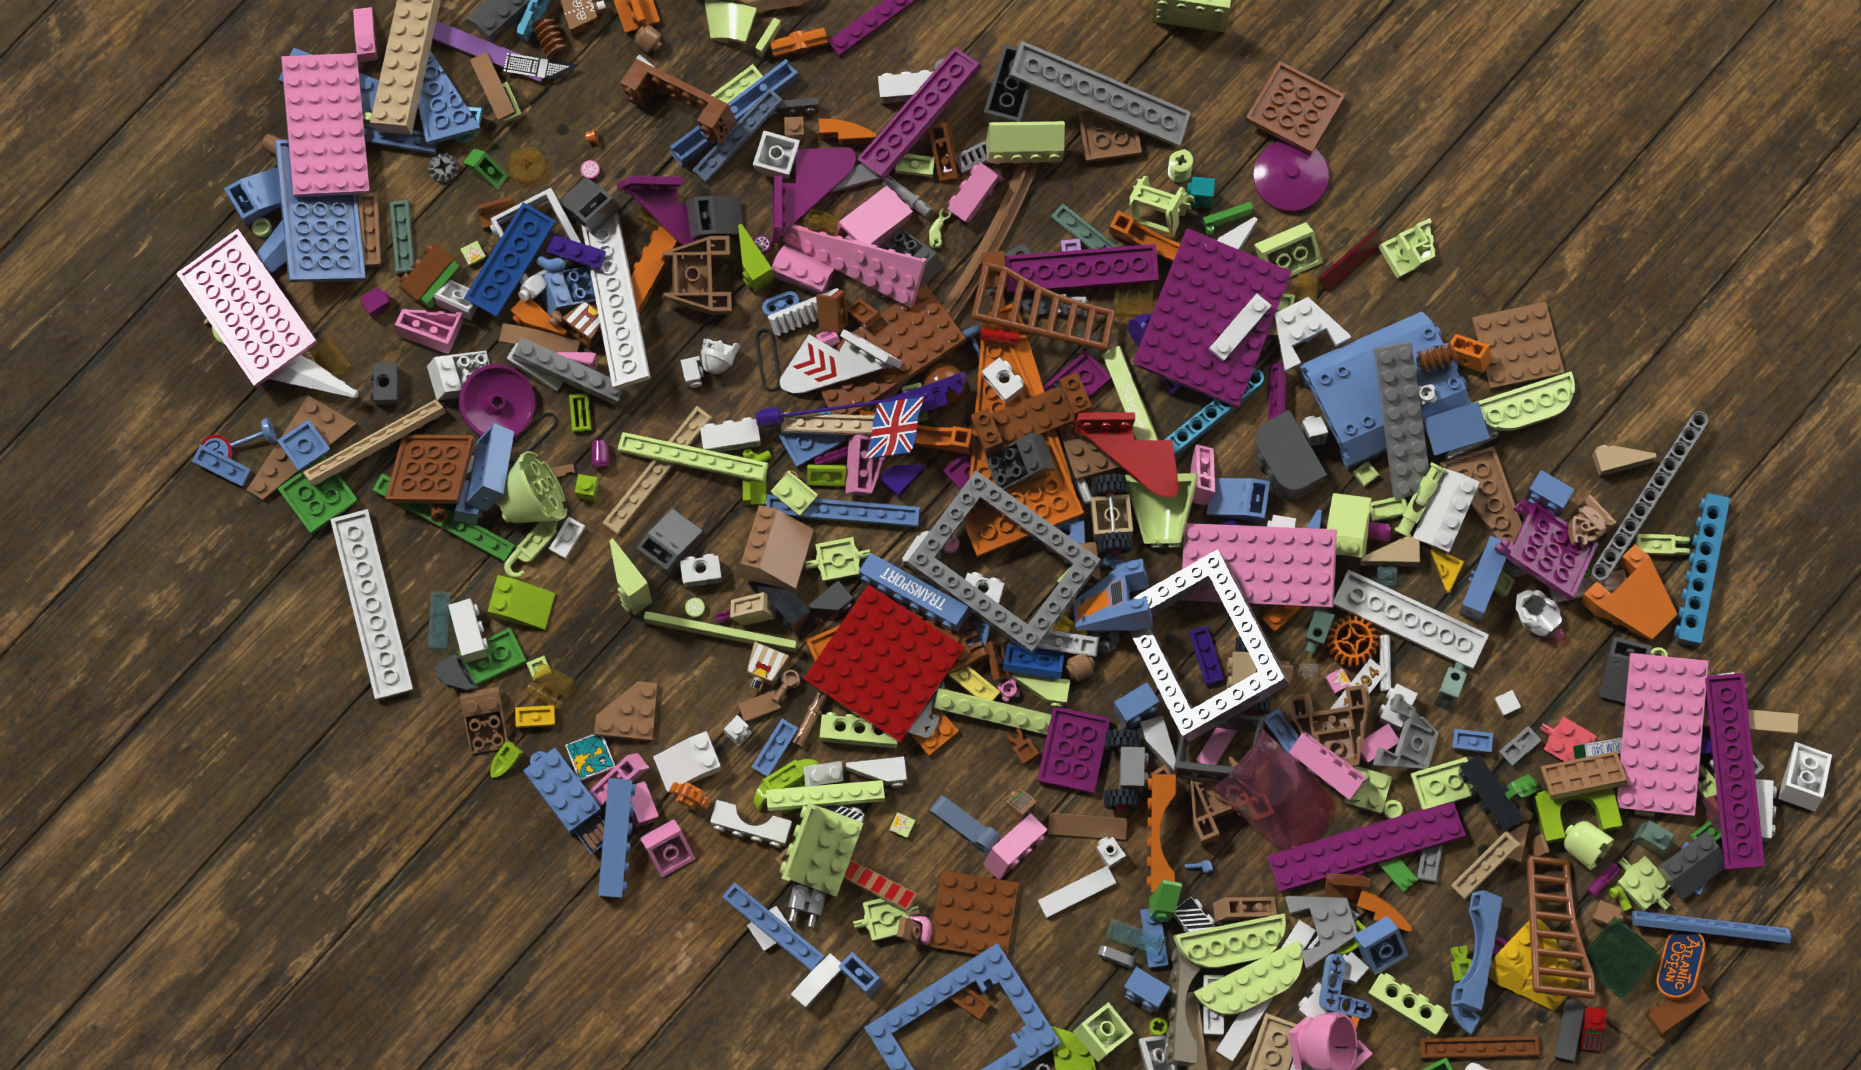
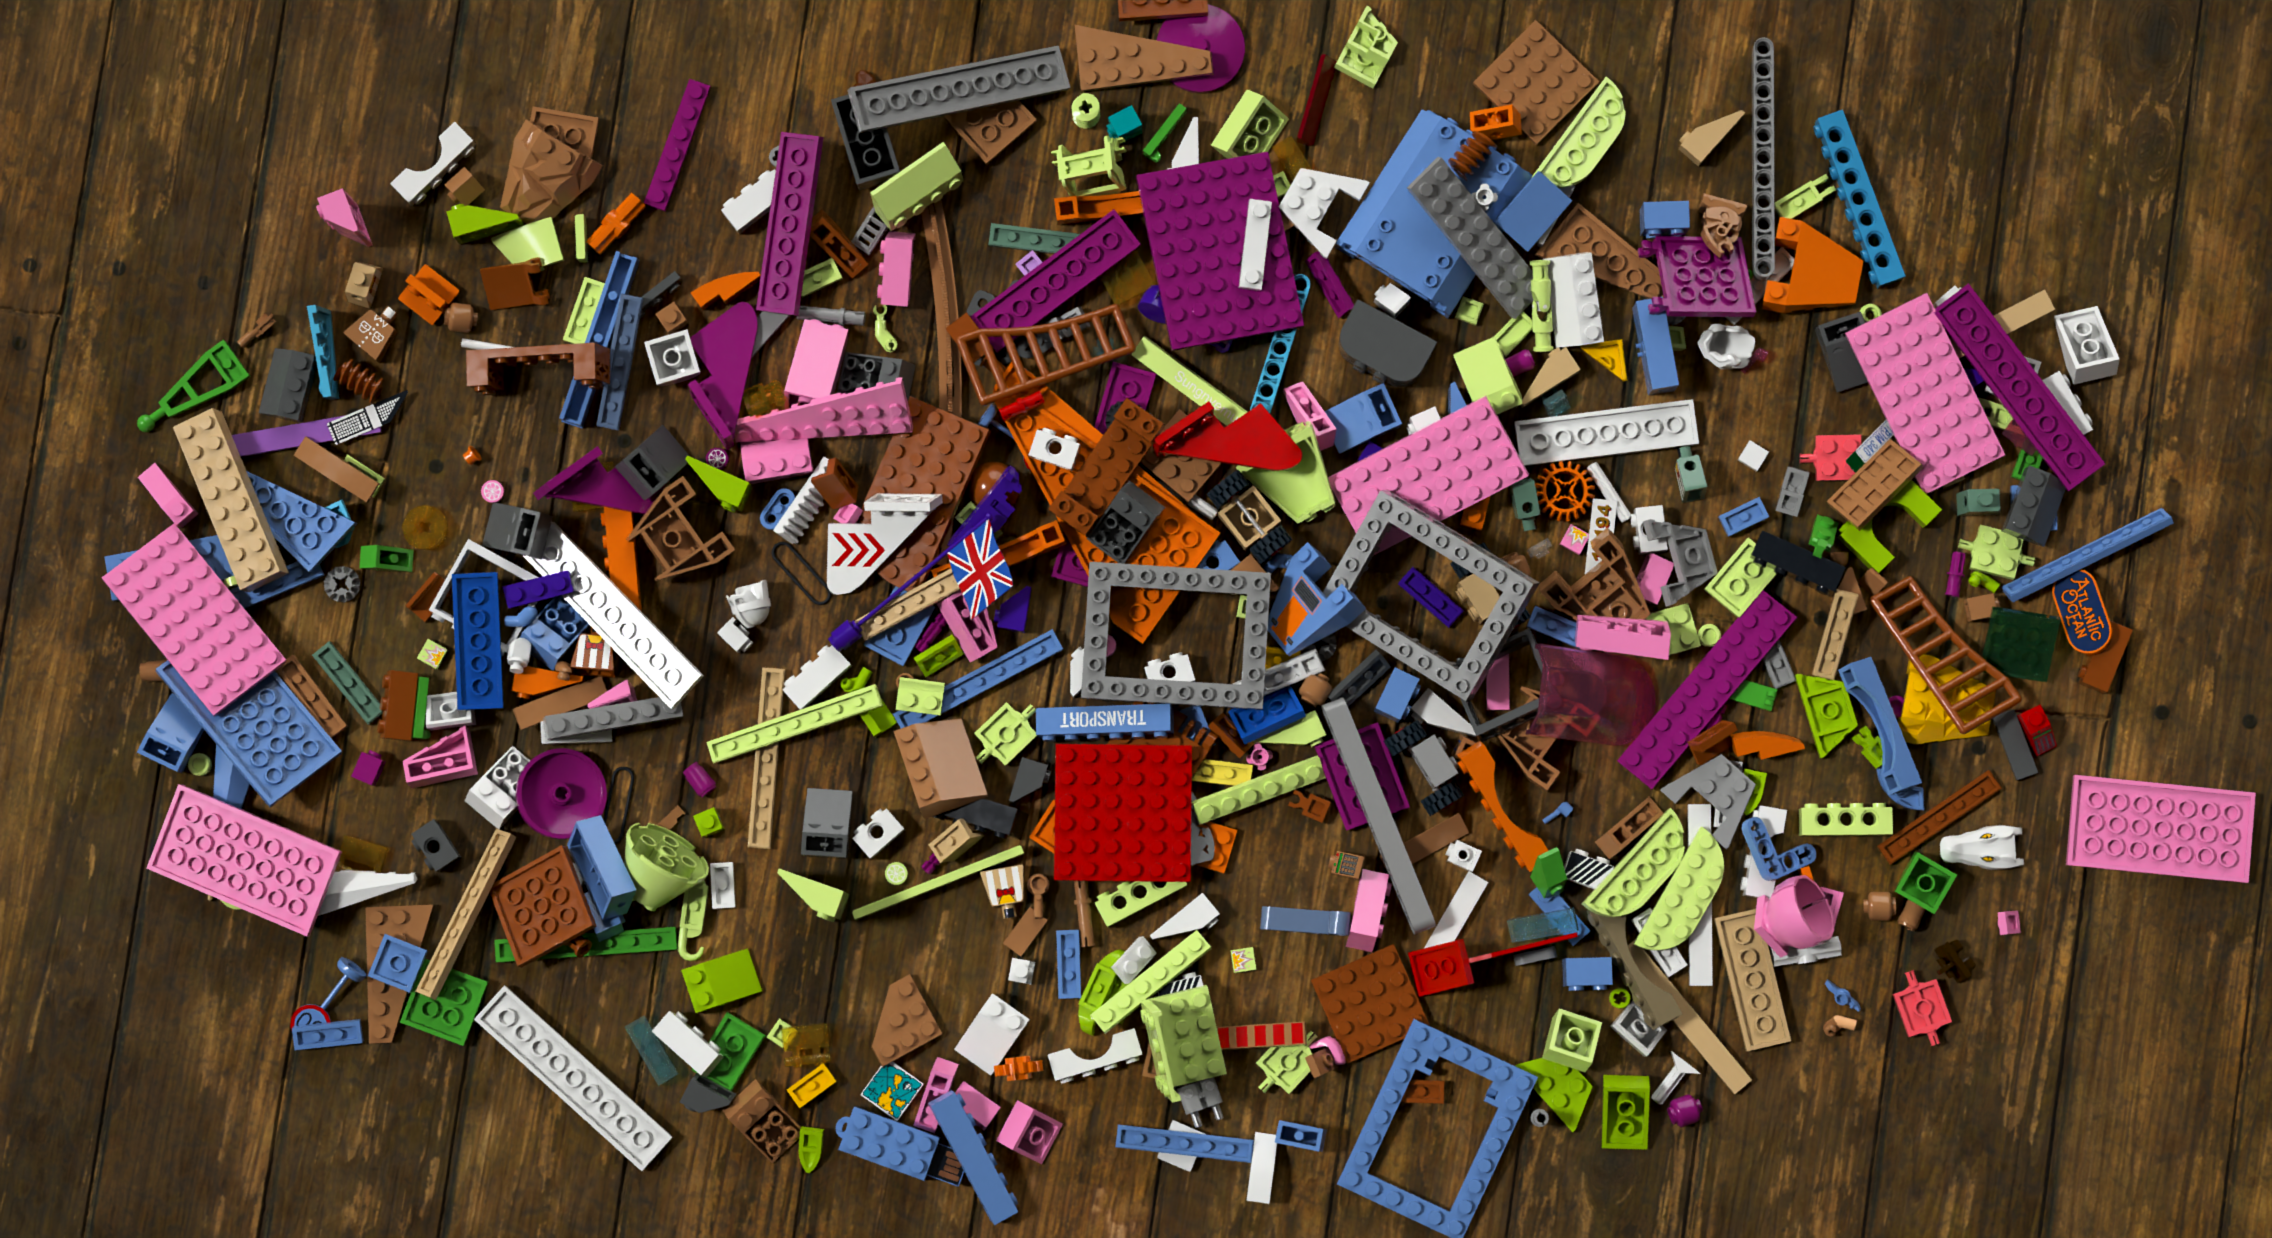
camera: 30 degrees left, 10 degrees up
(582, 428) = (662, 764): lime tile -> none
(698, 38) = (512, 285): none -> dark orange flag
(863, 313) = (867, 466): dark orange plate -> none
(1046, 921) = (1448, 964): none -> red piece
(1066, 782) = (1378, 816): none -> light grey beam
(1115, 681) = (1360, 678): none -> dark grey plate
(1230, 149) = (1126, 60): none -> medium nougat wing
(1381, 945) = (1785, 780): medium blue brick -> none
(1445, 917) = (1827, 711): none -> lime wing
(1587, 843) = (1918, 549): yellowish green cylinder -> none

